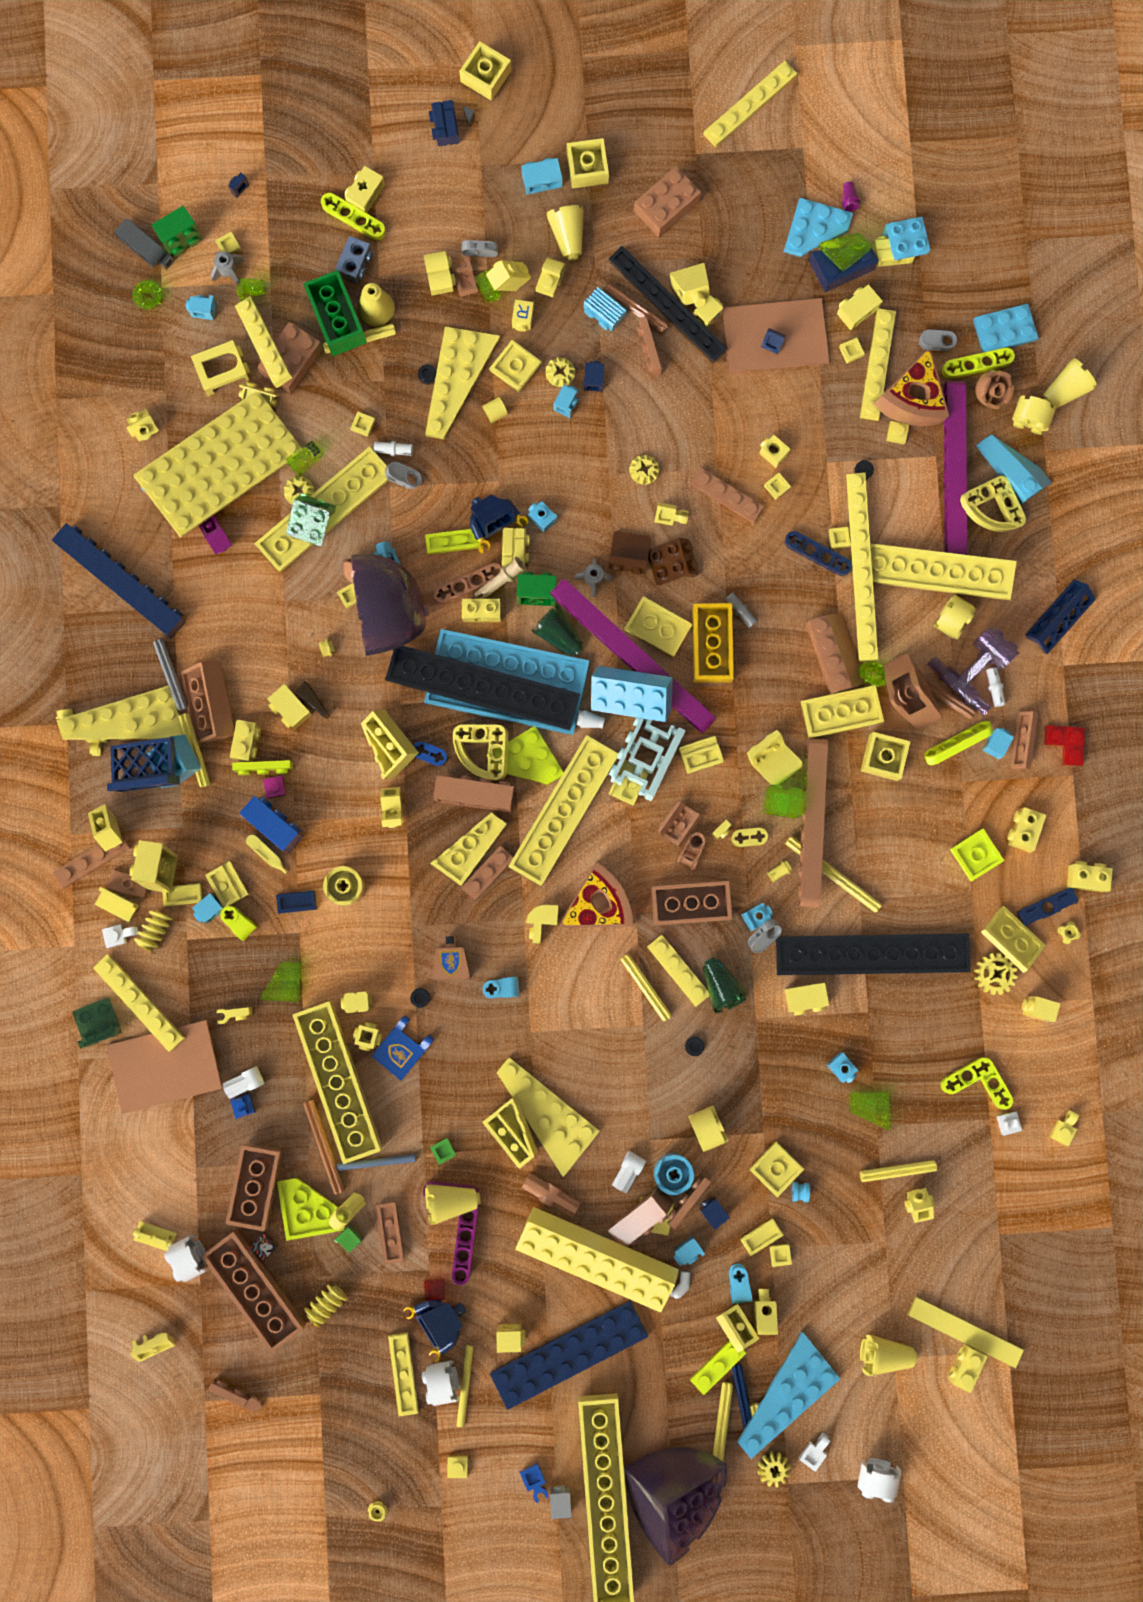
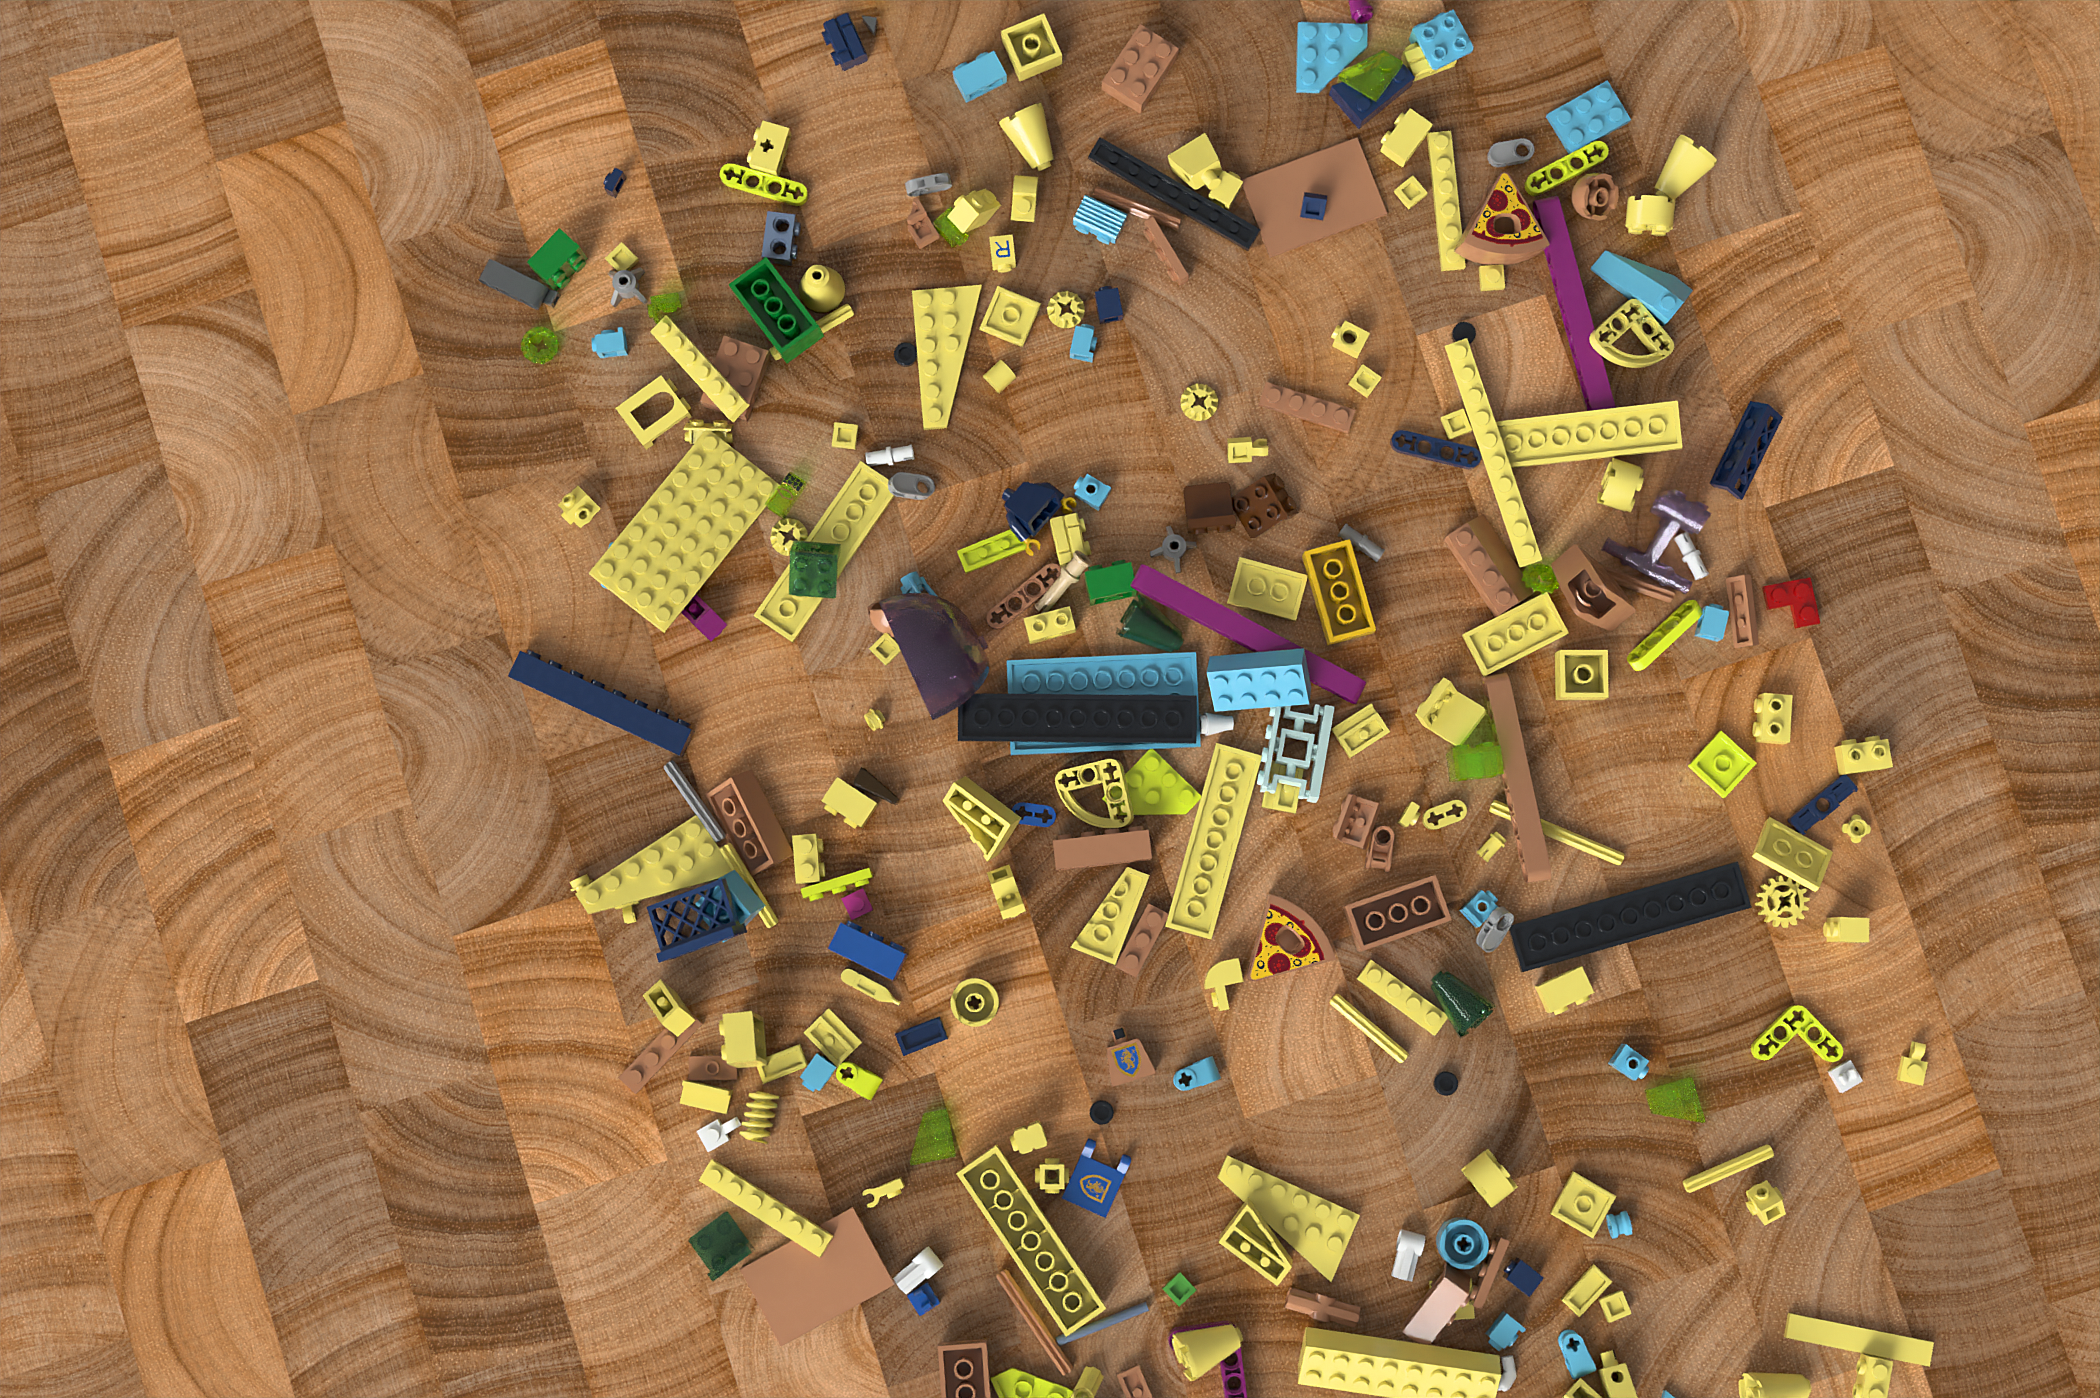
camera: 10 degrees left, 0 degrees up
(438, 273) = (887, 227): light yellow brick -> none

